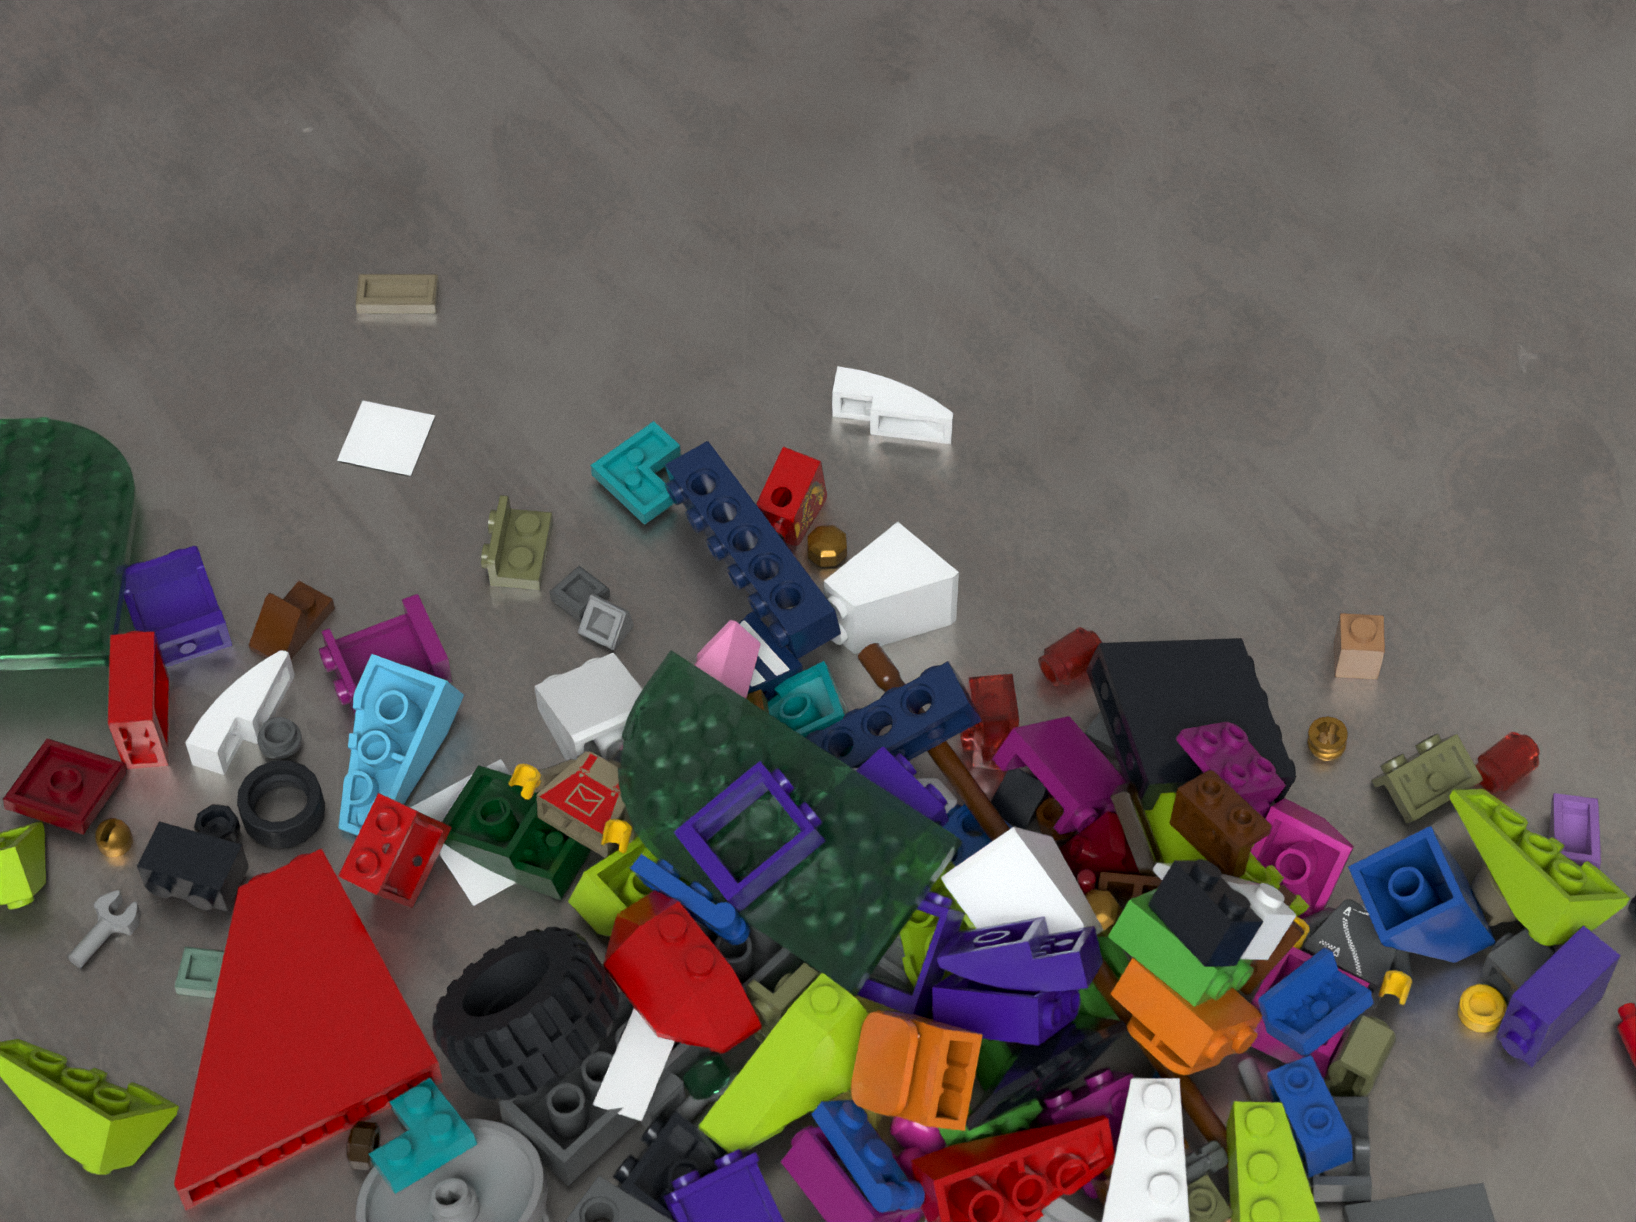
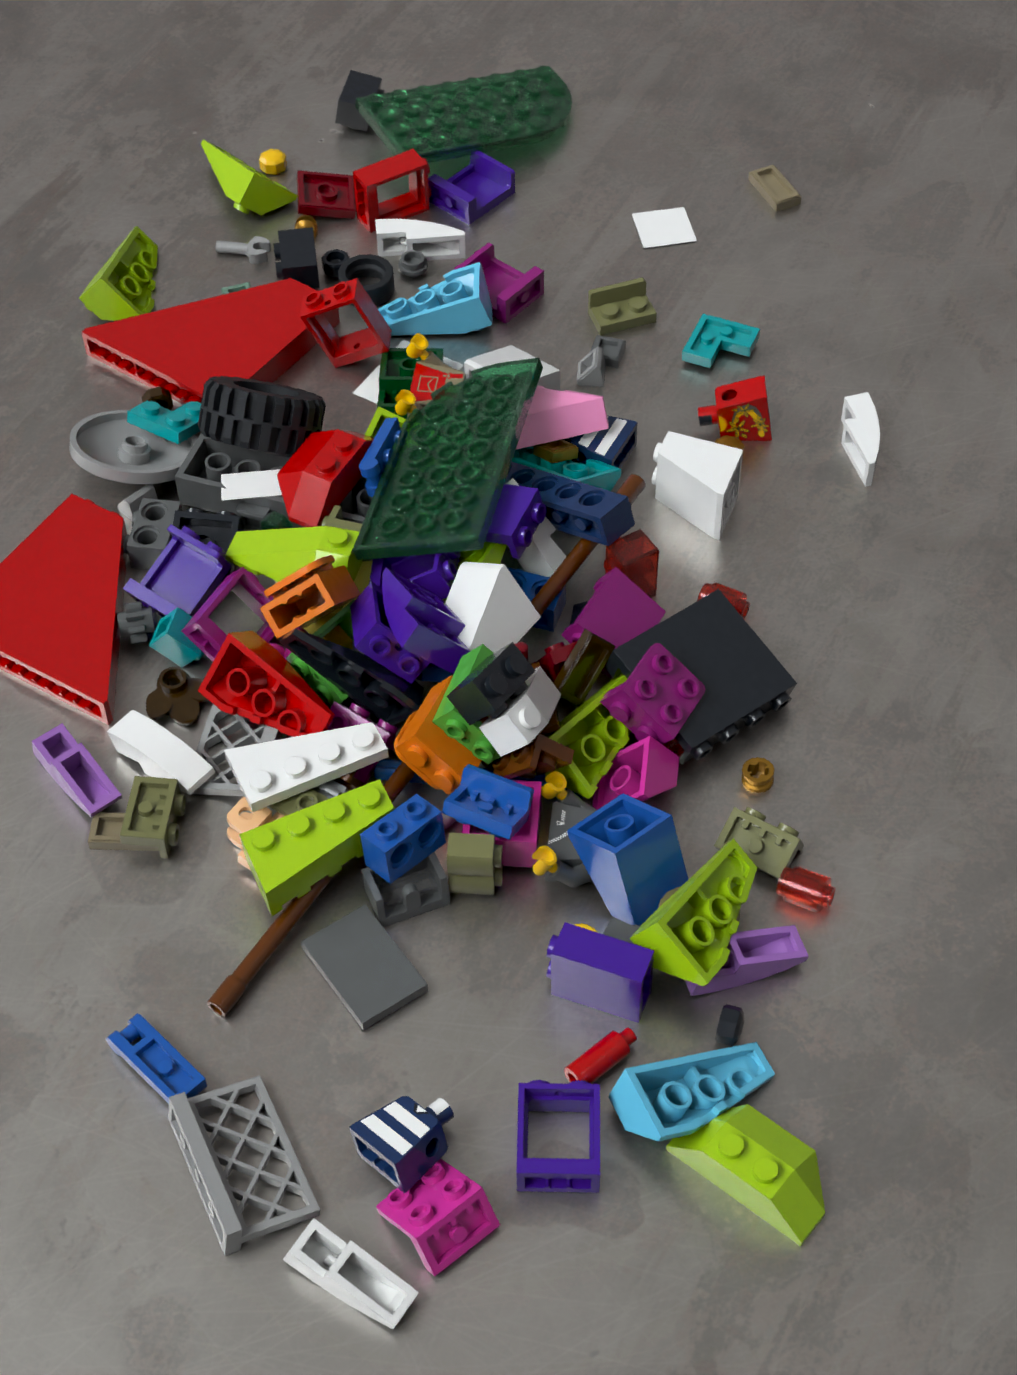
camera: 65 degrees right, 5 degrees down
(289, 621) = (504, 238): reddish brown slope -> none
(725, 808) = (394, 455): dark purple window -> none
(735, 524) = (678, 398): dark blue brick -> none
(867, 1157) = (243, 609): blue plate -> none
(1218, 822) = (597, 690): reddish brown bracket -> none
(1359, 646) = (845, 761): medium nougat brick -> none

